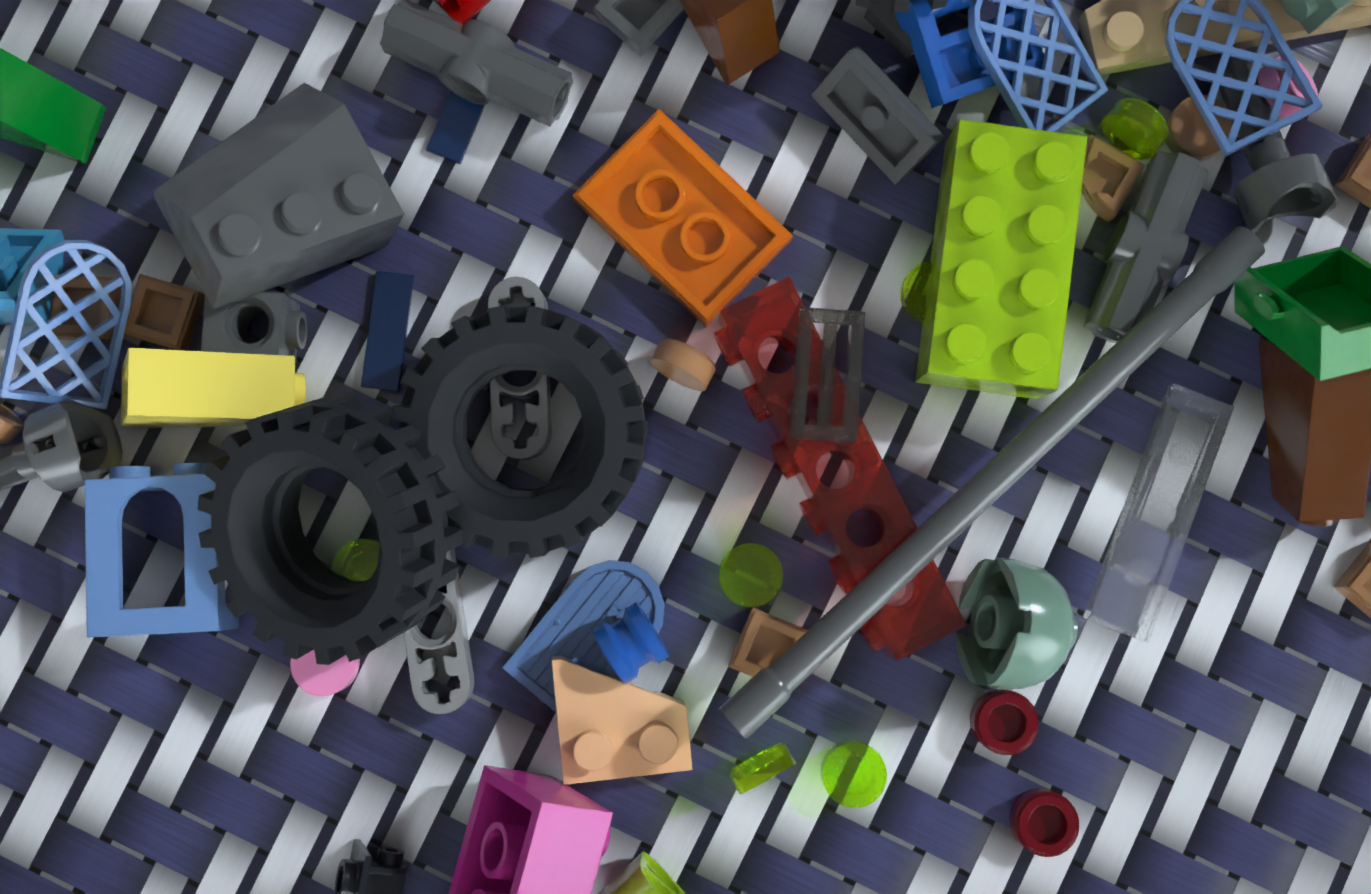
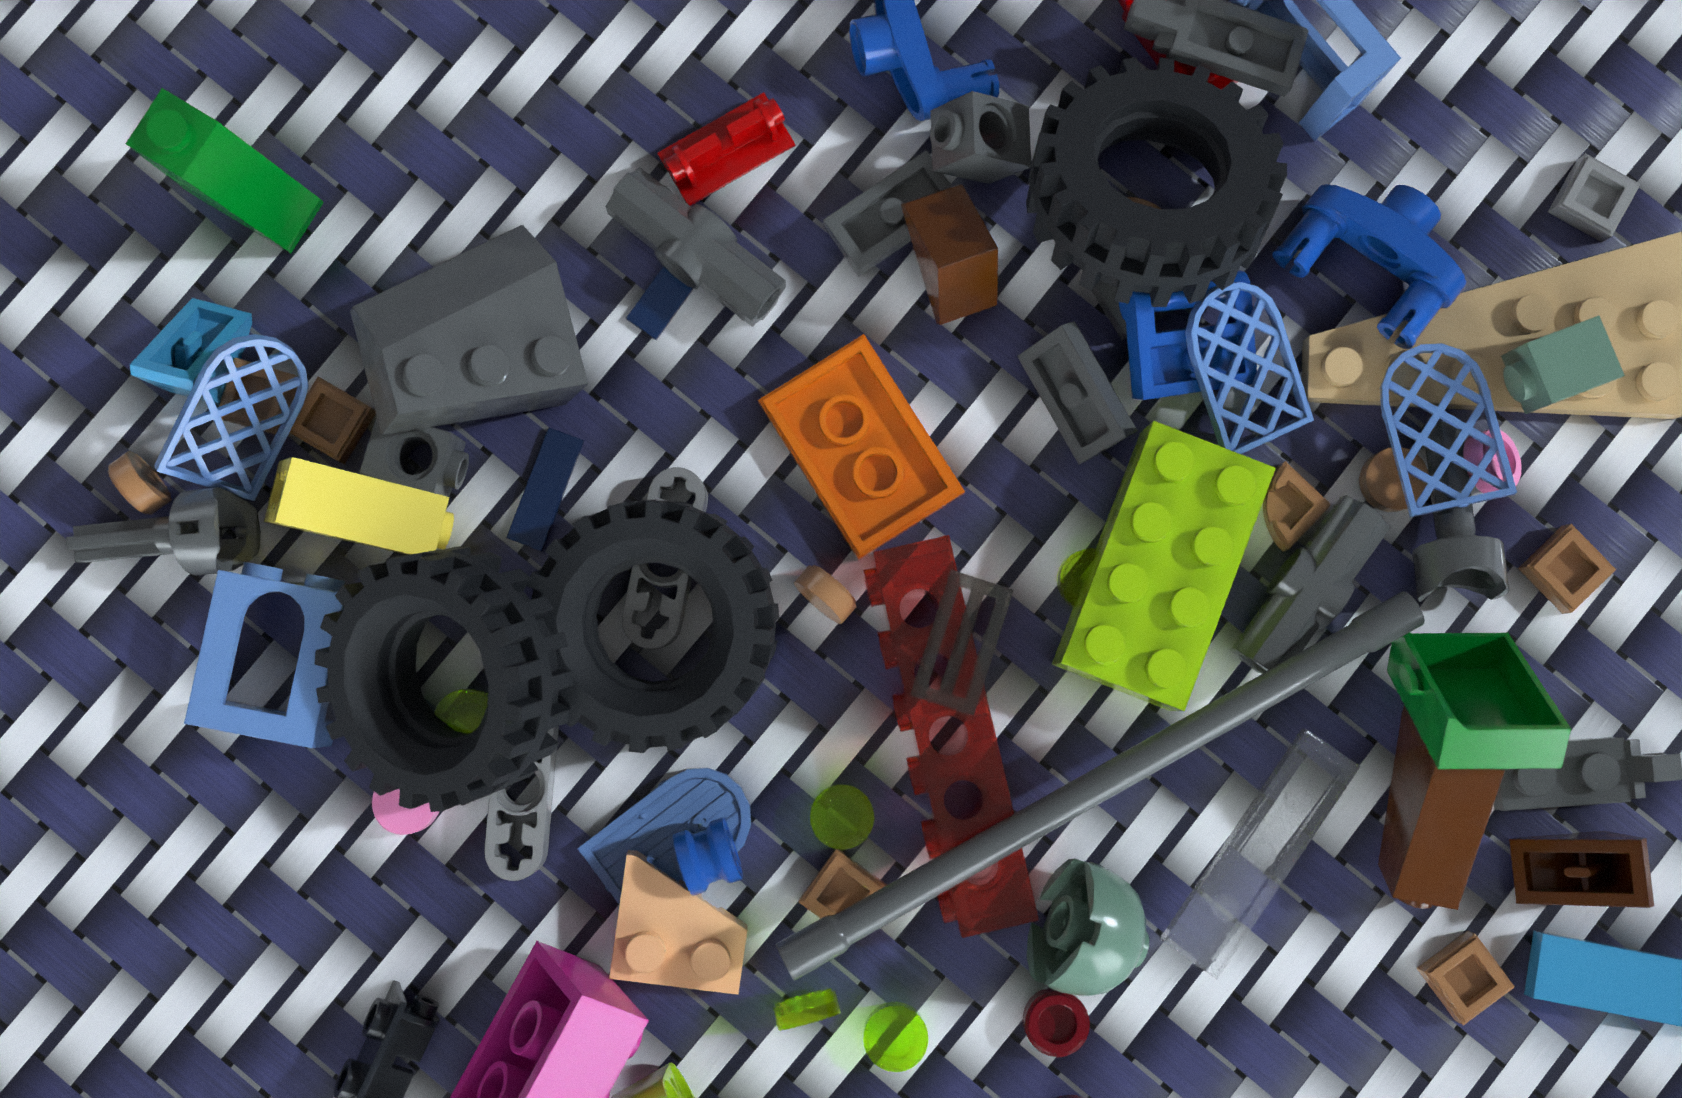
camera: 15 degrees right, 0 degrees up
(1135, 128) = (1330, 466): clear neon green tile -> none

